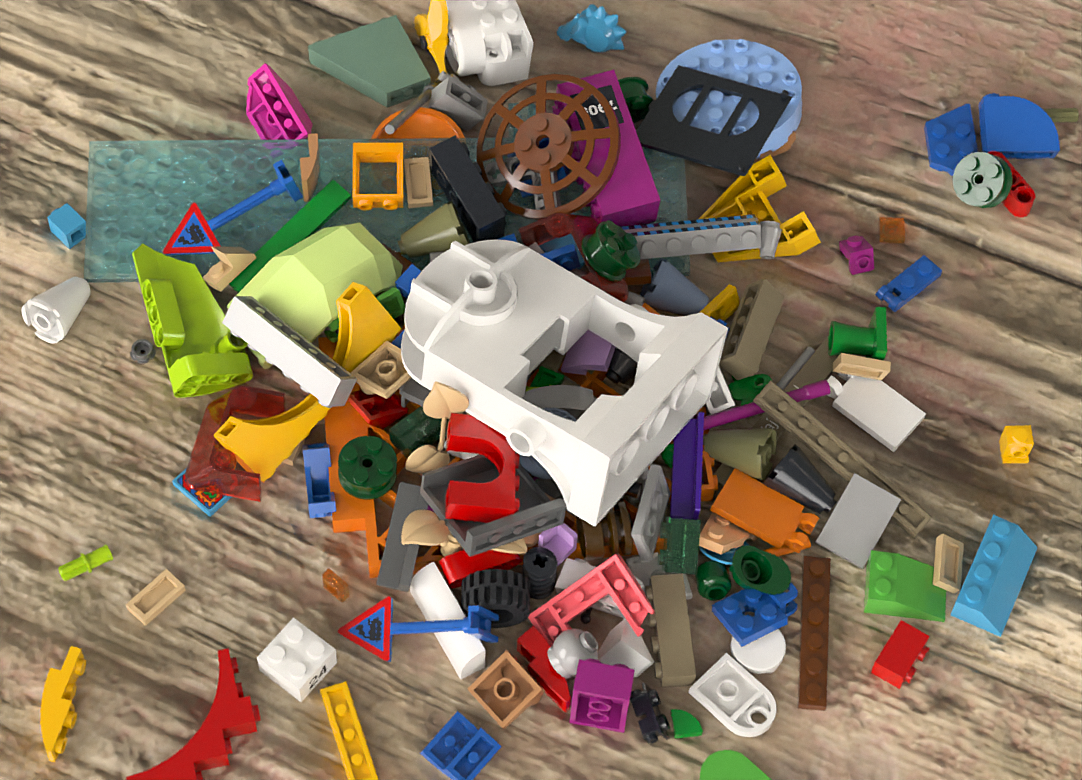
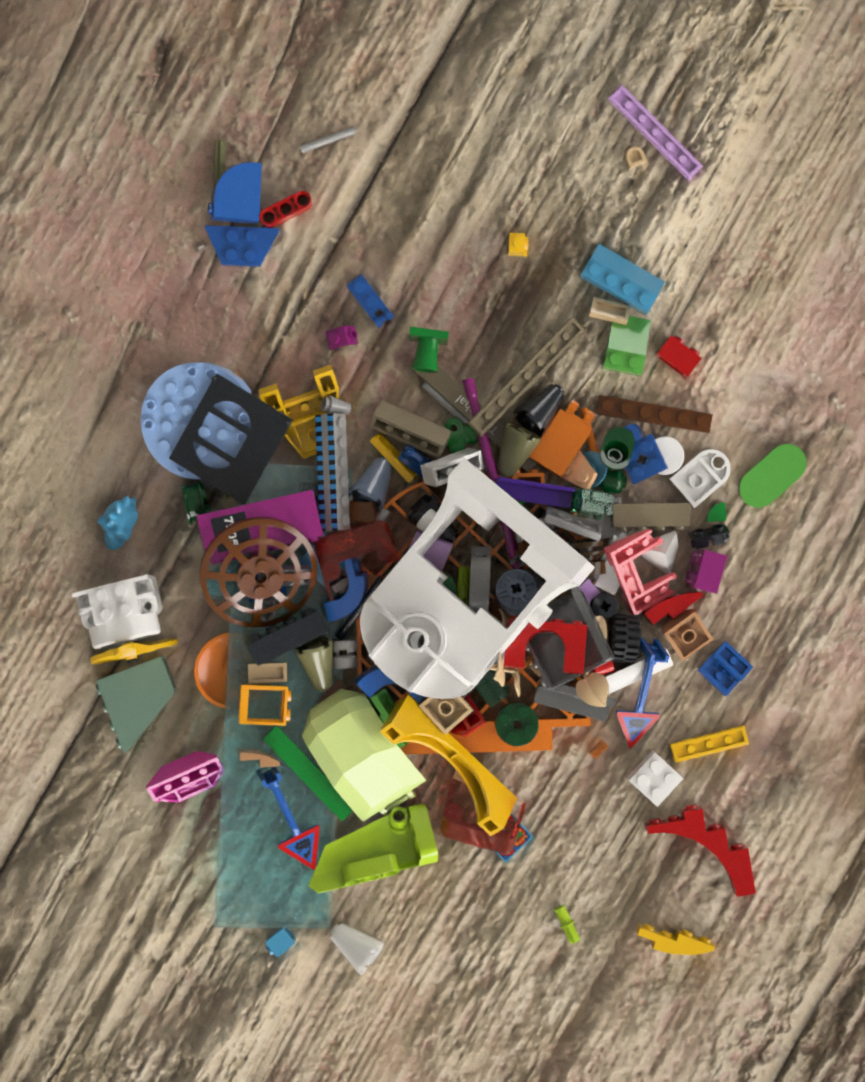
camera: 85 degrees left, 30 degrees up
(140, 346) = (397, 888): flat silver plate -> none
(155, 597) = (595, 874): tan tile -> none
(231, 264) = (330, 818): tan slope -> none
(289, 351) = (424, 779): brick -> none
(316, 464) = (518, 759): arch -> none
(411, 108) = (172, 656): dark grey bar -> none
(458, 101) = (189, 635): light grey brick -> none
(571, 647) = (672, 588): light grey piece -> none
(611, 251) = (357, 532): dark green wheel -> none
(858, 521) = (574, 371): light grey tile -> none
(861, 366) = (451, 350): tan tile -> none
(875, 408) = (476, 343): white tile -> none
(891, 230) = (319, 306): clear orange tile -> none
(982, 180) = (287, 230): wheel -> none

